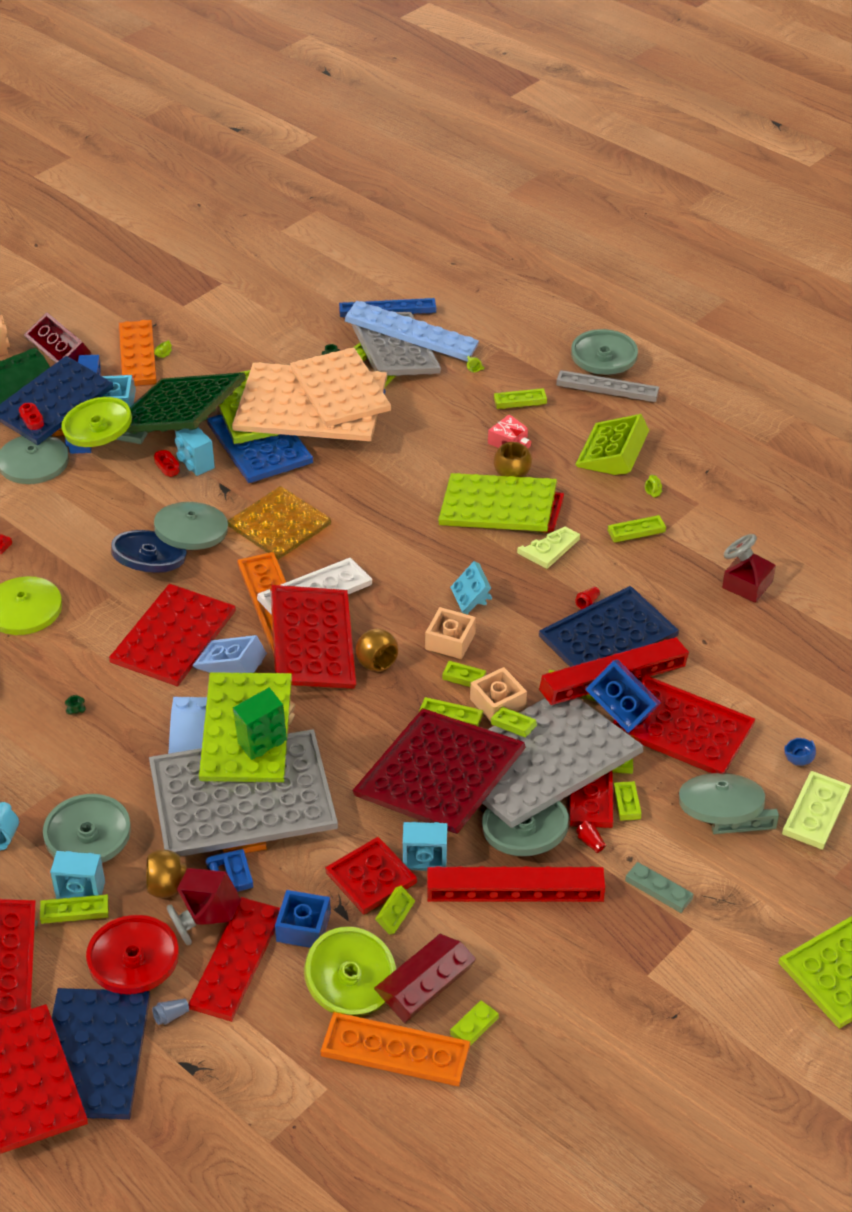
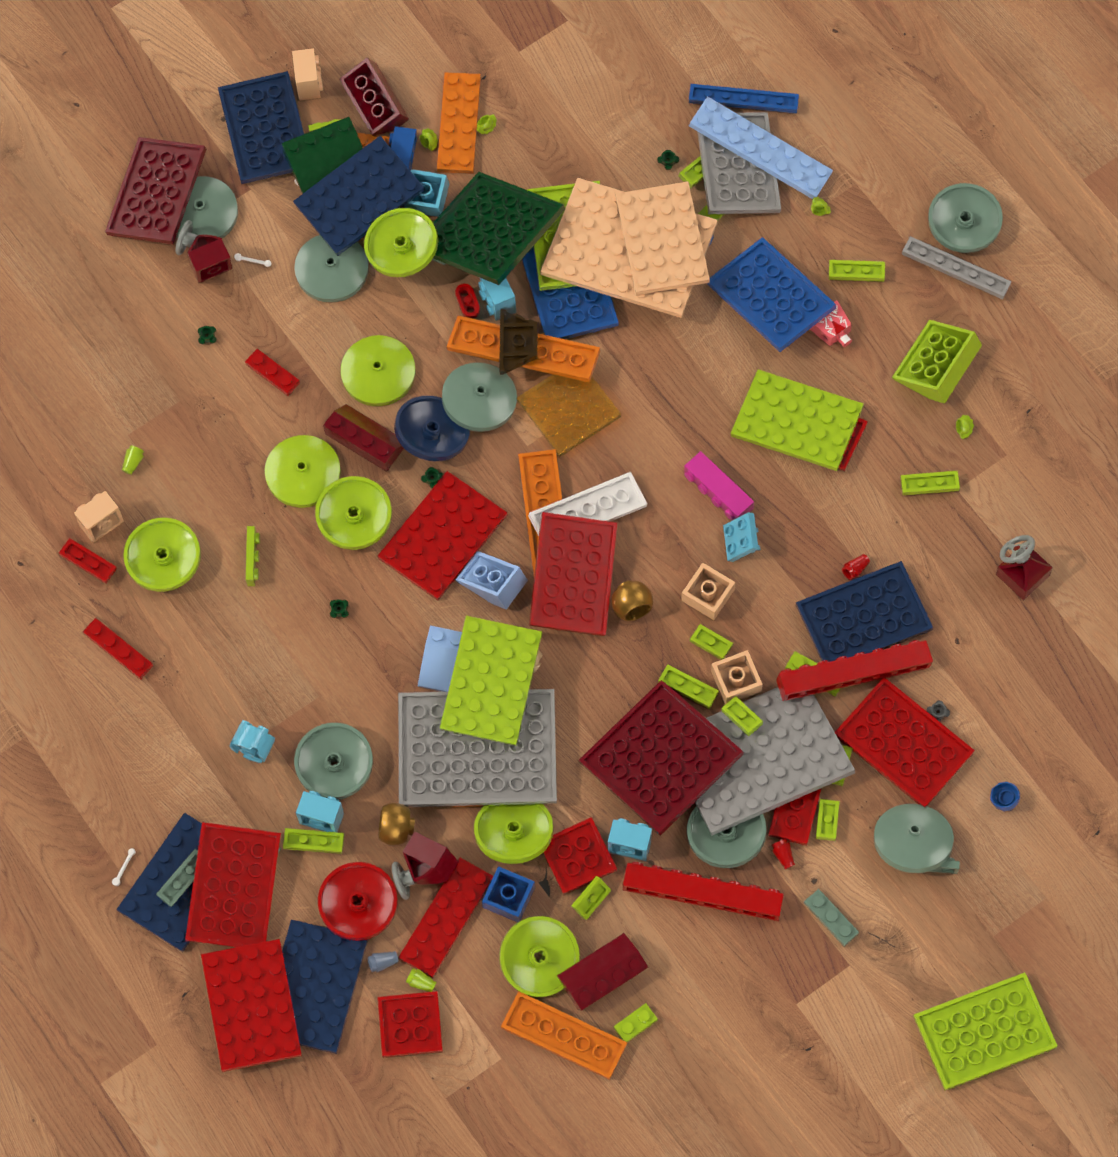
camera: 15 degrees right, 25 degrees up
(31, 416) = (334, 221): red plate -> none
(79, 624) = (353, 497): none -> lime dish
(80, 571) = (363, 436): none -> dark red slope
(88, 523) = (378, 385): none -> lime dish
(111, 365) = (428, 139): none -> lime piece
(154, 589) = (431, 471): none -> dark green plate
(213, 1069) = (410, 1024): none -> red plate
(218, 1023) = (420, 980): none -> lime cone
(220, 476) = (517, 341): none -> dark brown wing
(226, 485) = (554, 354): none -> orange plate
(235, 866) = (459, 828): blue plate -> none
(260, 723) = (500, 698): green brick -> none
(296, 860) = (513, 831): none -> lime dish
(435, 556) = (718, 486): none -> dark pink brick
(449, 419) = (771, 294): none -> blue plate
(512, 460) = (825, 360): pearl gold wheel -> none
(550, 548) = (834, 493): yellowish green wing -> none
(623, 695) = (852, 708): blue slope -> none
(708, 693) = (944, 712): none -> dark grey plate
(816, 810) = (999, 863): yellowish green plate -> none

